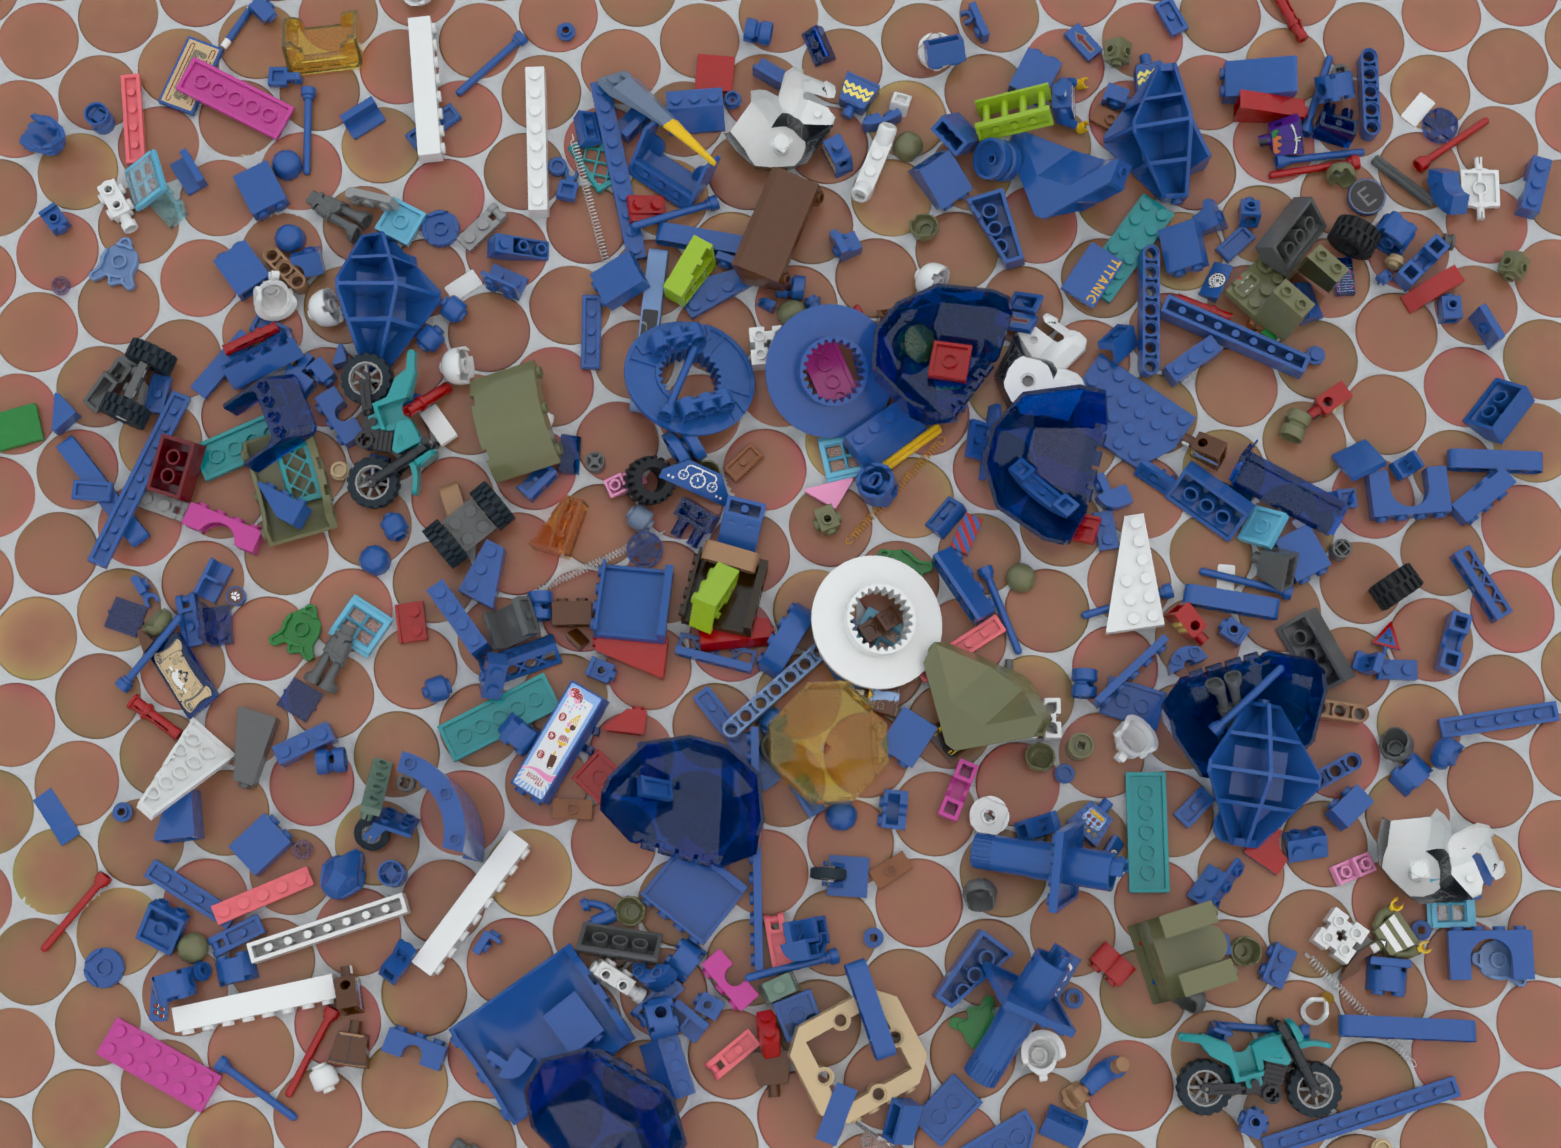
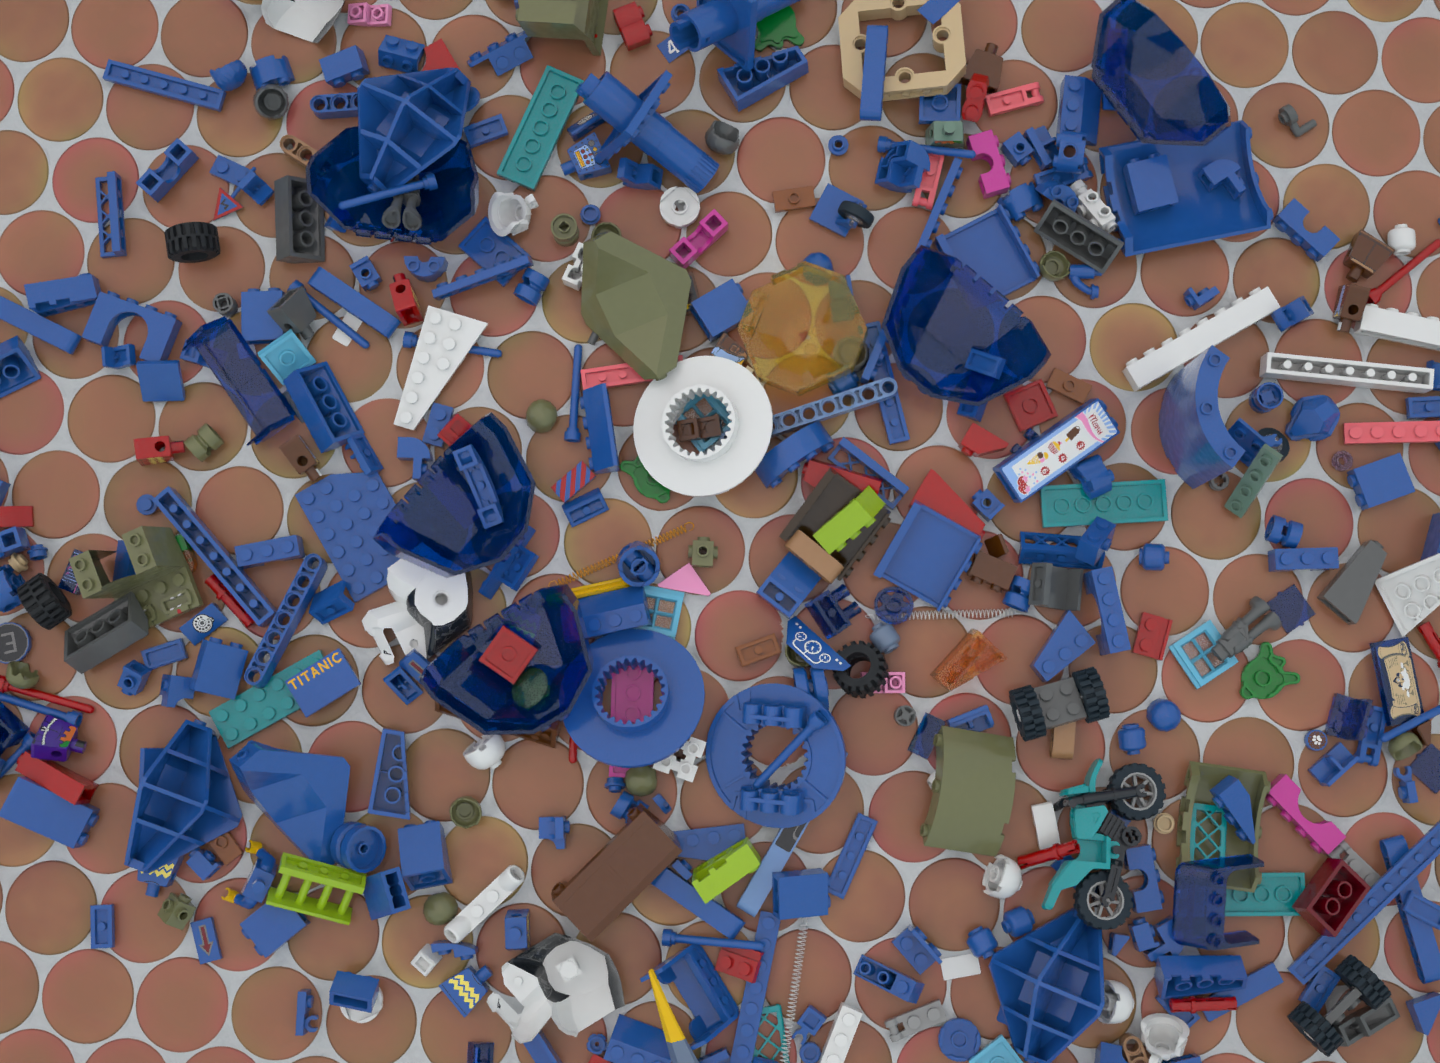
camera: 155 degrees left, 5 degrees up
(894, 809) = (767, 248): blue cylinder -> none

